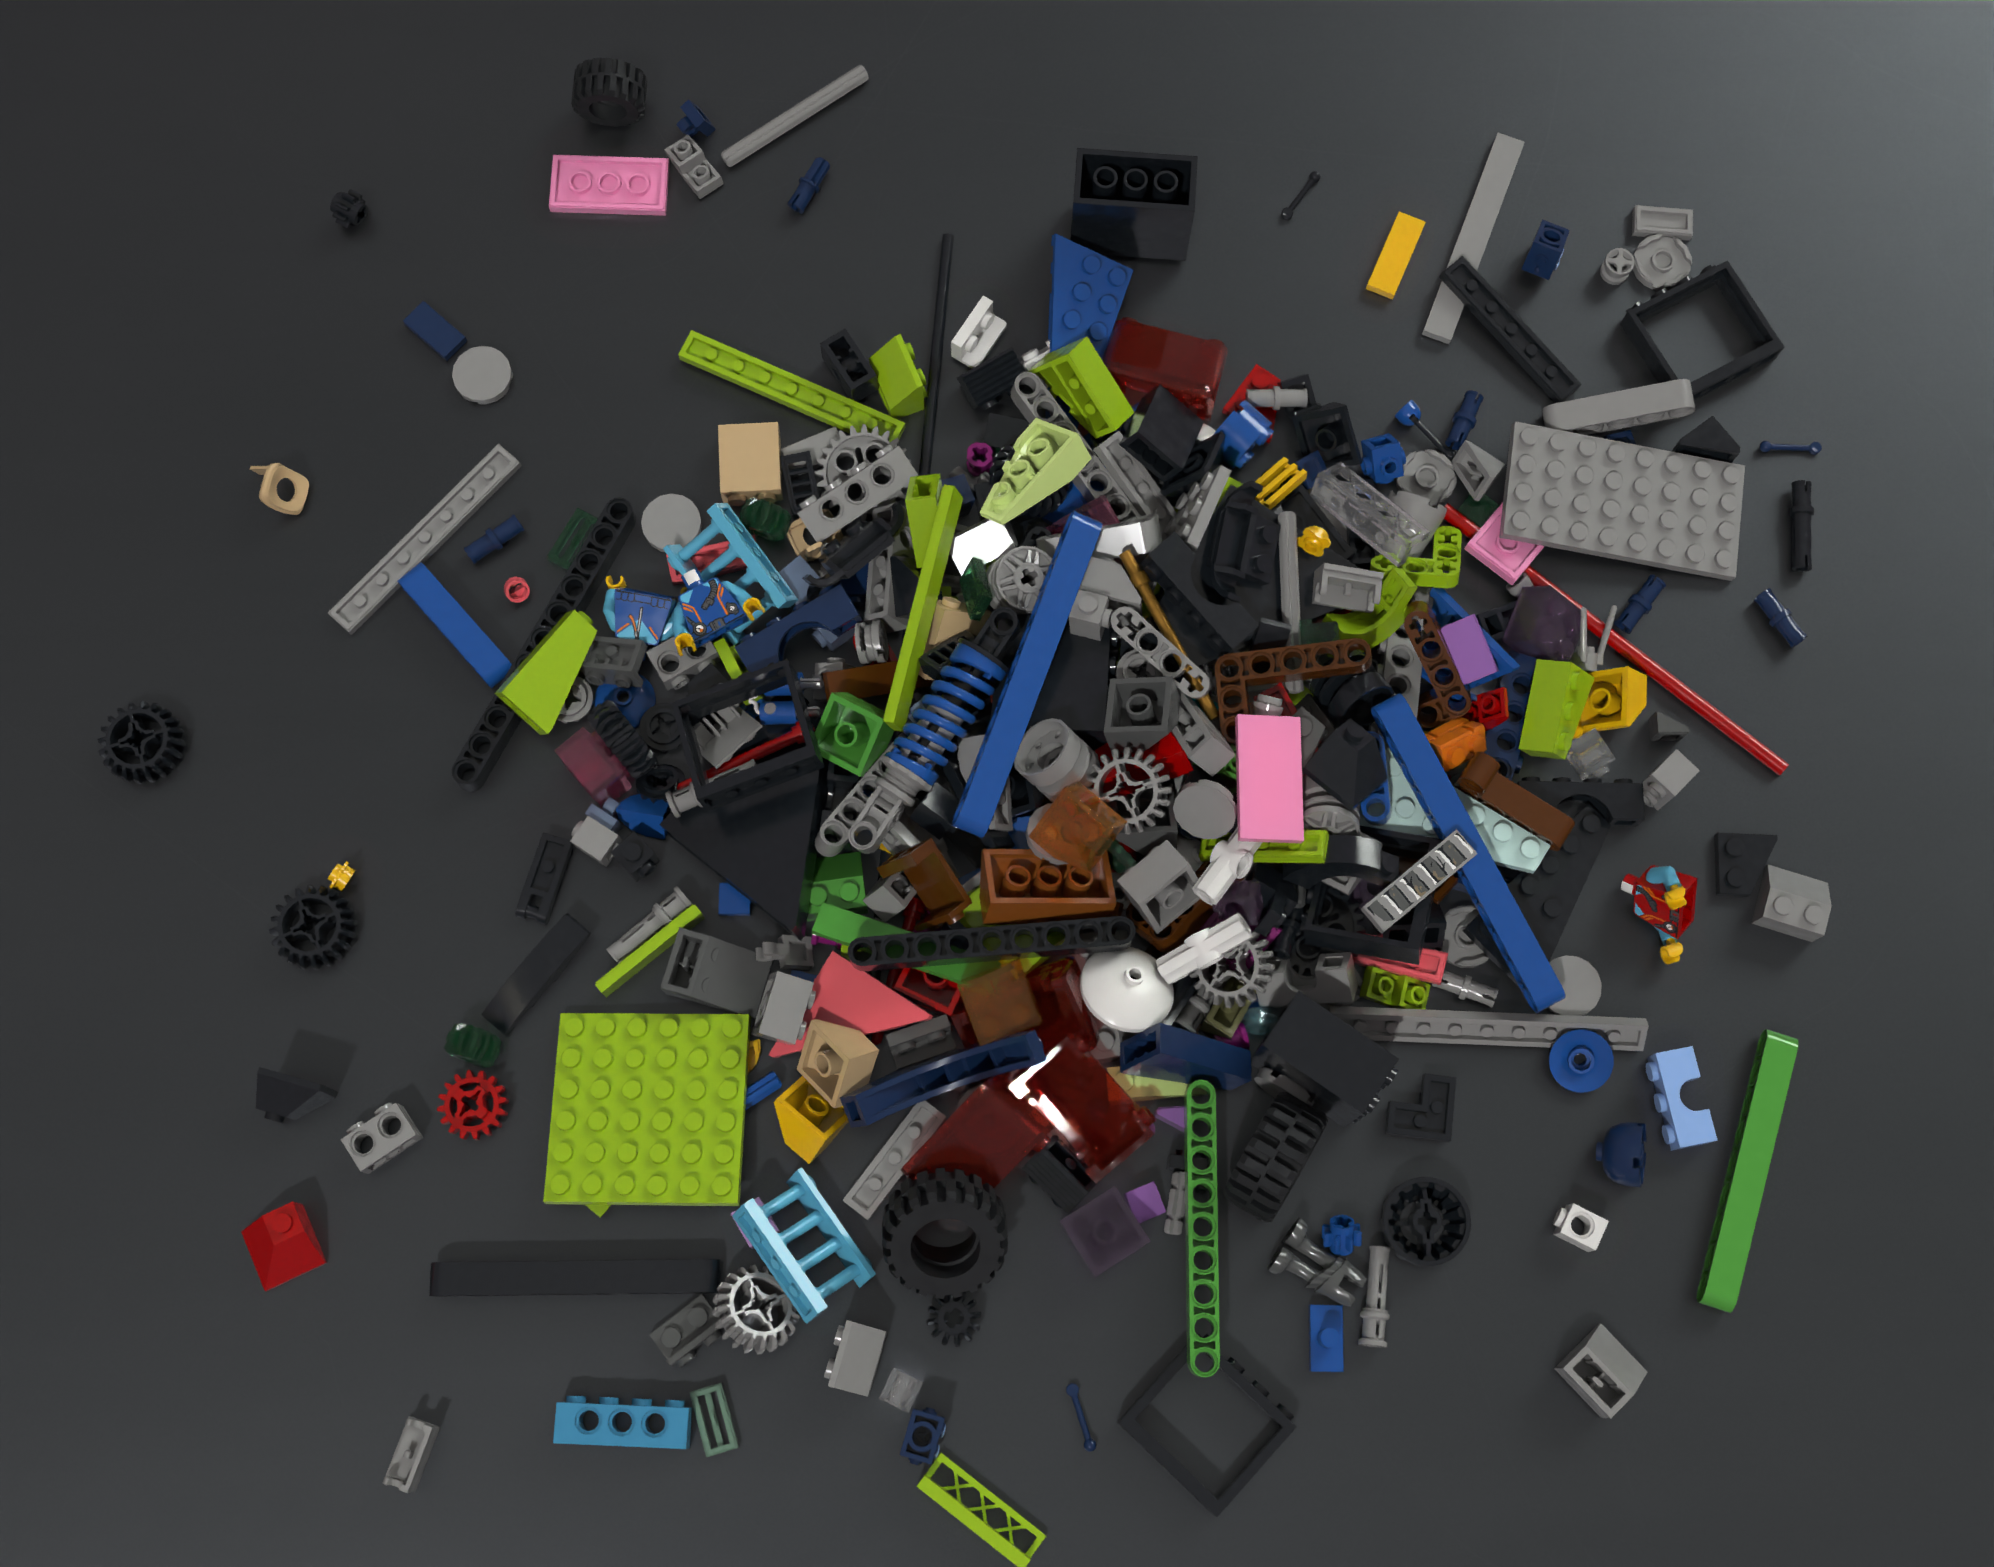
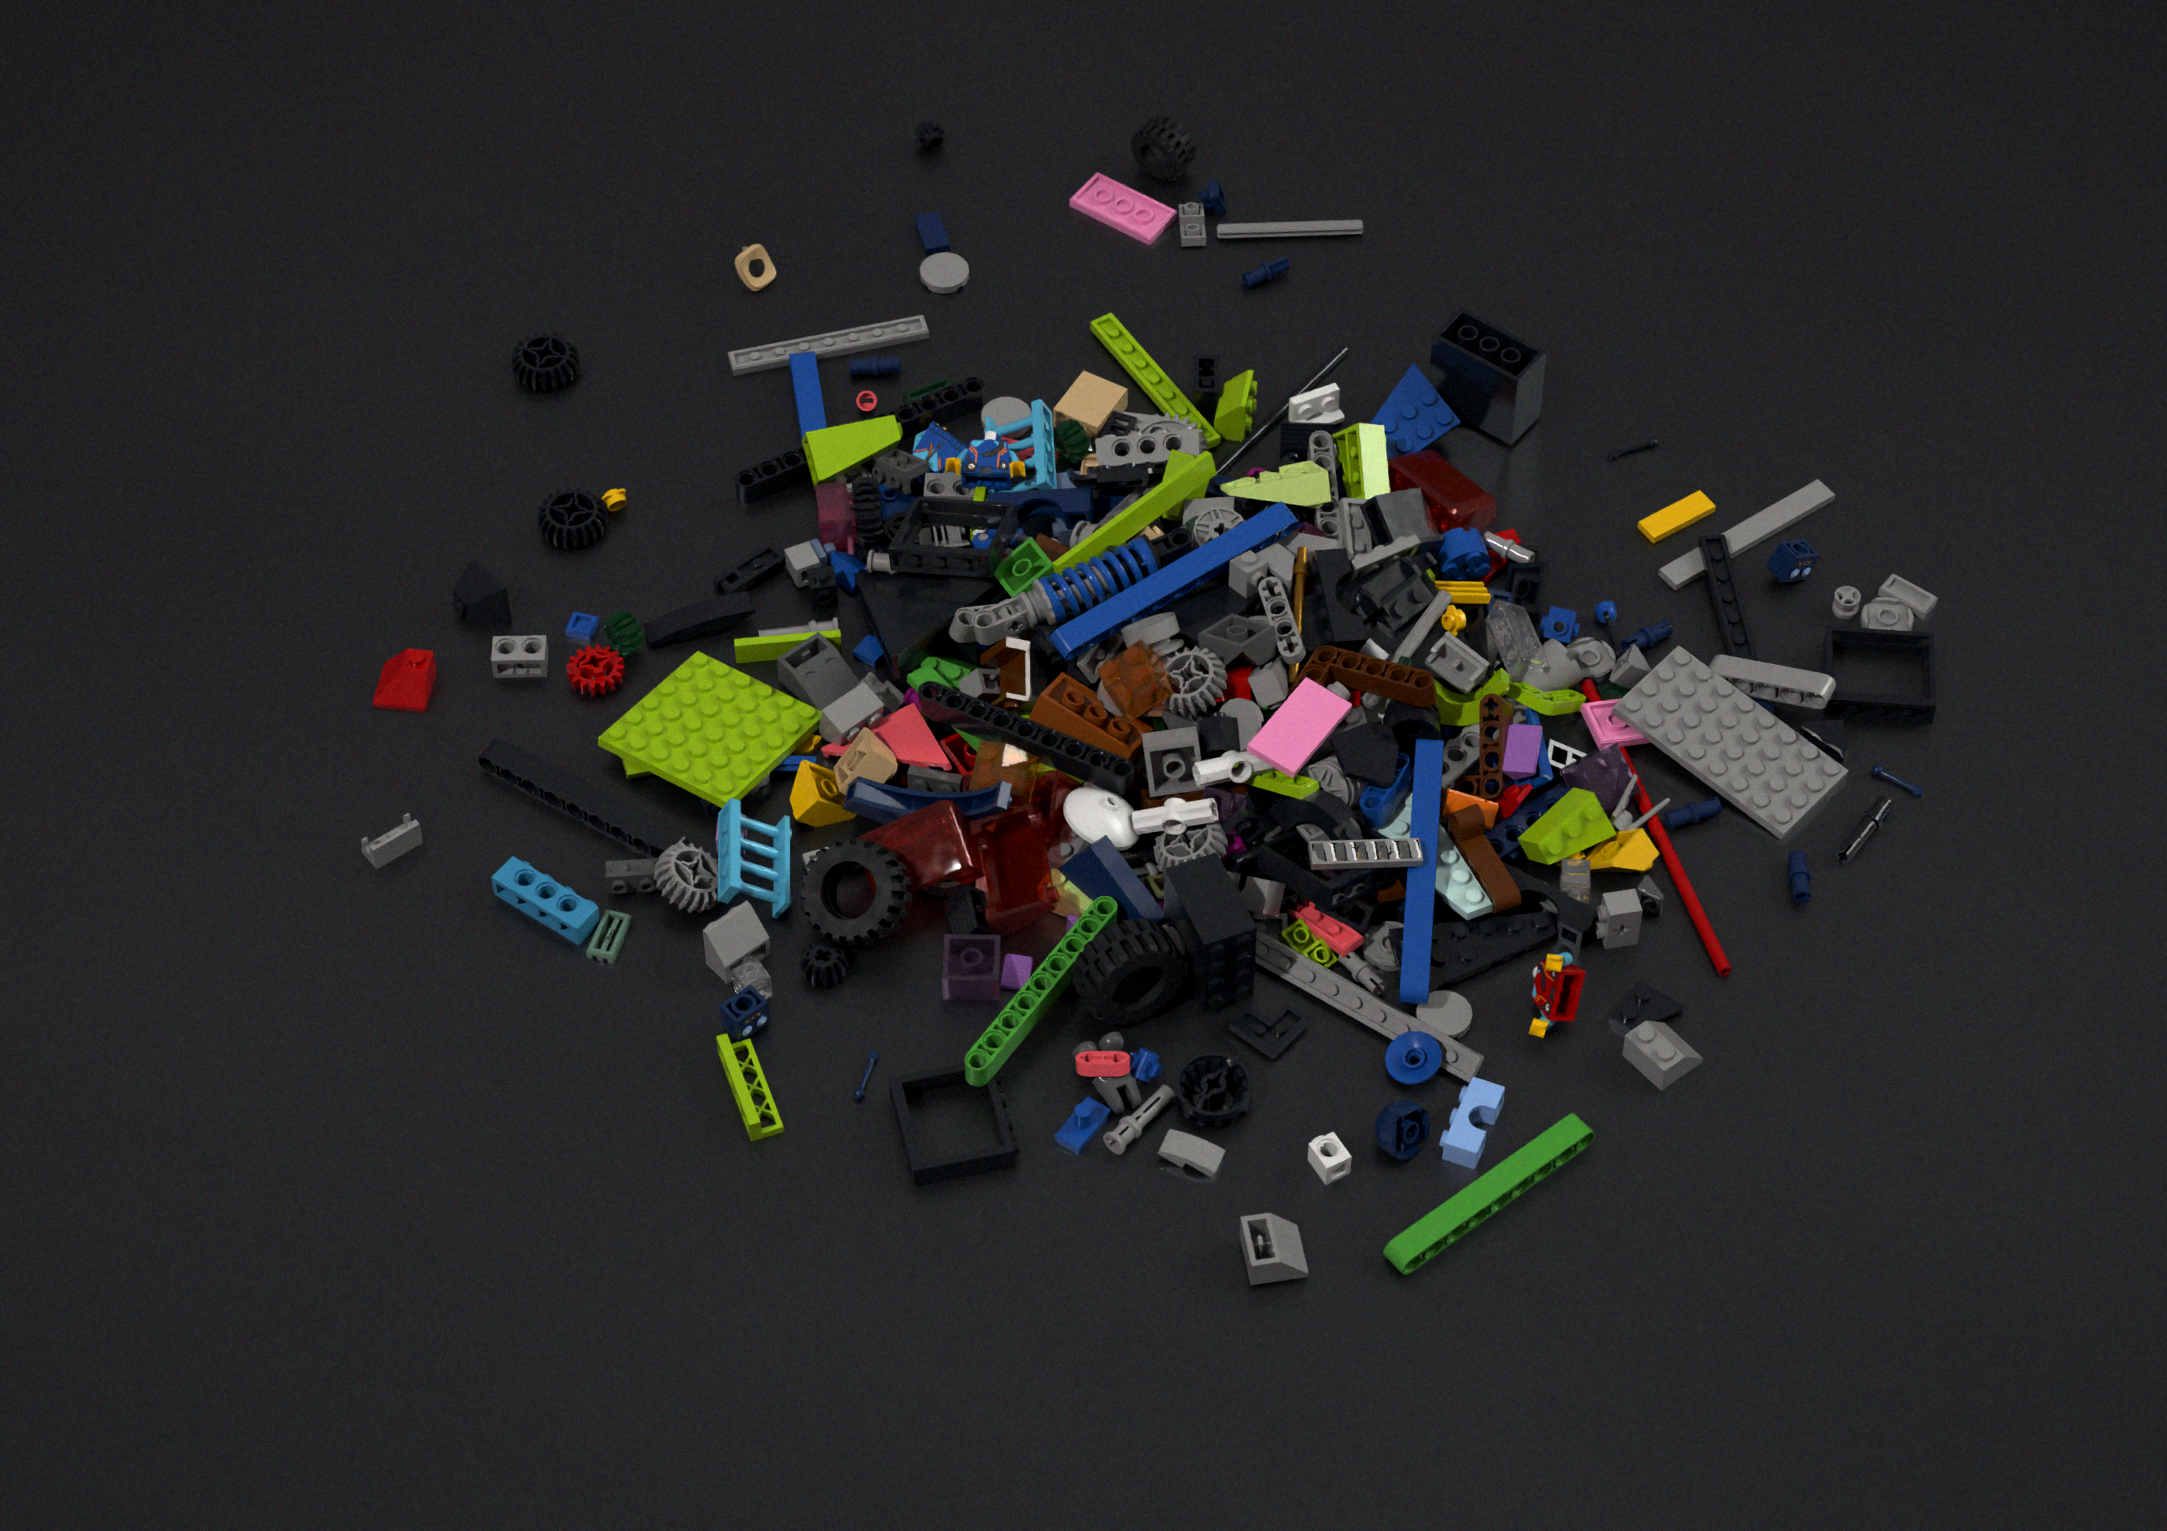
camera: 35 degrees right, 25 degrees down
(417, 1054) = (582, 626): none -> blue tile
(1194, 834) = (1219, 734): none -> black brick
(1311, 1269) = (1102, 1063): none -> coral beam
(1448, 1304) = (1189, 1149): none -> light grey slope

